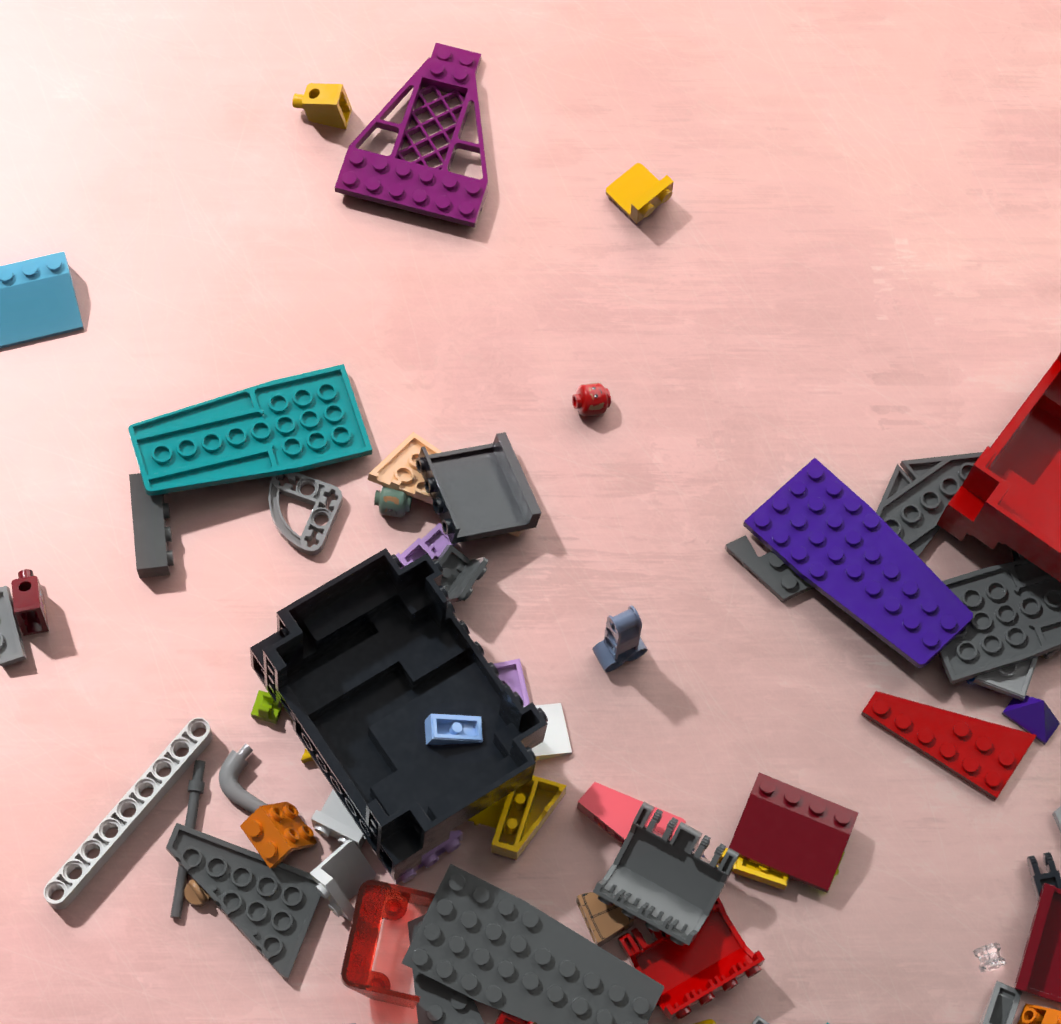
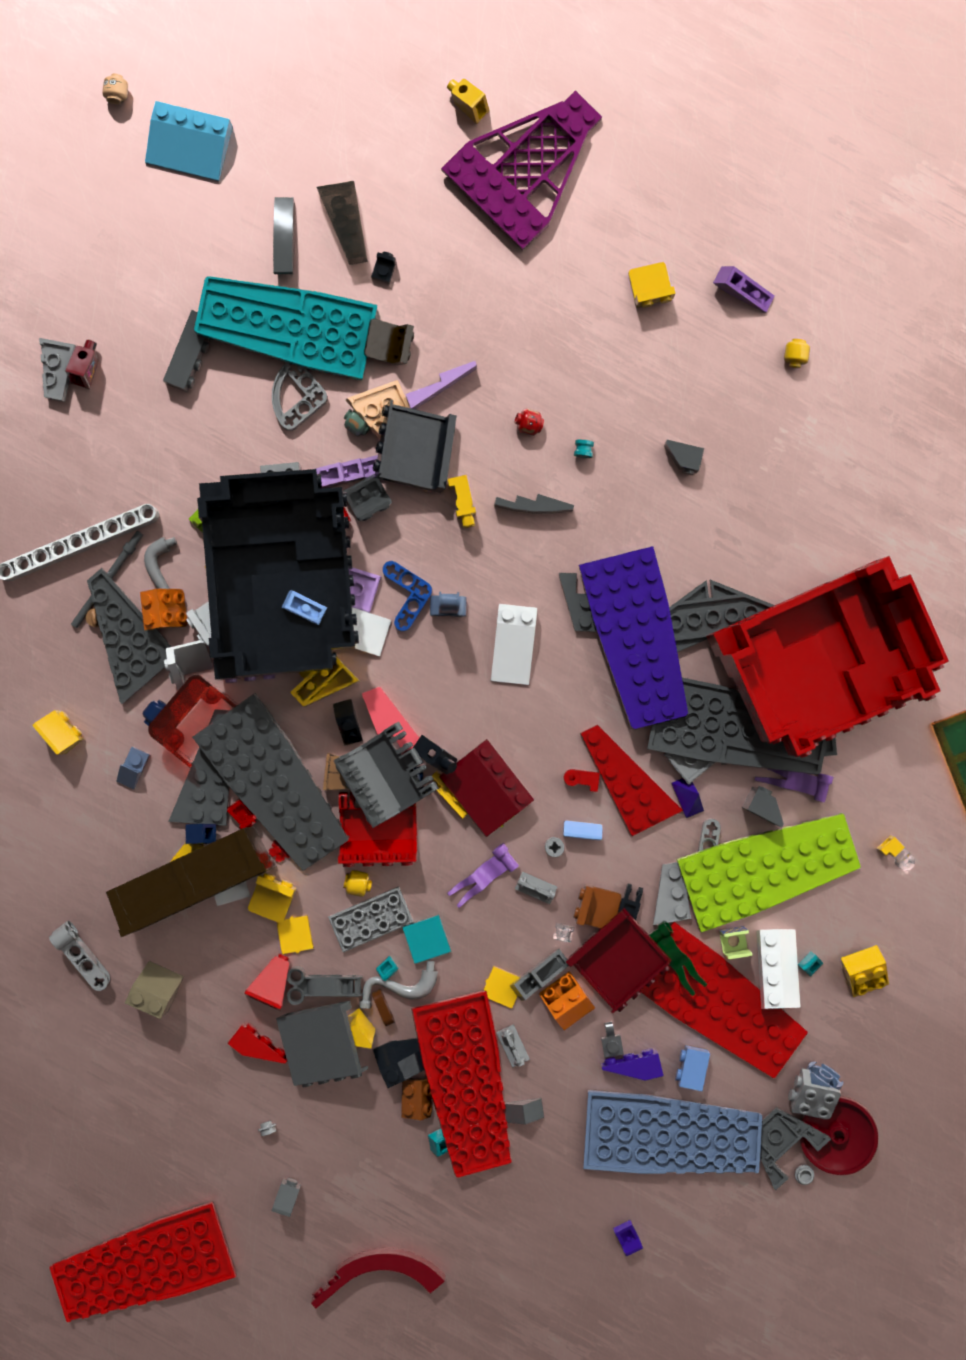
camera: 25 degrees right, 20 degrees up
(193, 345) = (283, 235): none -> dark grey slope
(252, 289) = (344, 214): none -> clear smoke wedge
(327, 321) = (384, 267): none -> black bracket
(331, 966) = (152, 711): none -> dark blue head
(381, 395) = (389, 342): none -> dark brown bracket
(469, 403) = (447, 379): none -> lavender slope
(568, 518) = (464, 500): none -> yellow hips
(573, 660) = (414, 596): none -> blue beam
(579, 848) = (347, 722): none -> black slope
(659, 481) = (542, 505): none -> dark grey slope
(670, 396) = (583, 448): none -> teal wheel
(721, 823) = (442, 760): none -> black torso
(722, 650) = (514, 644): none -> white slope
(740, 144) = (743, 288): none -> medium lavender slope
(787, 346) = (685, 456): none -> dark grey slope
(841, 180) = (796, 353): none -> yellow head
(853, 938) = (486, 873): none -> medium lavender flag
(897, 761) = (573, 777): none -> red leg
(911, 865) = (554, 847): none -> light grey wheel
(923, 923) = (536, 887): none -> light grey hinge
(935, 824) = (582, 830): none -> light blue slope
(1008, 903) = (596, 906): none -> dark orange bracket

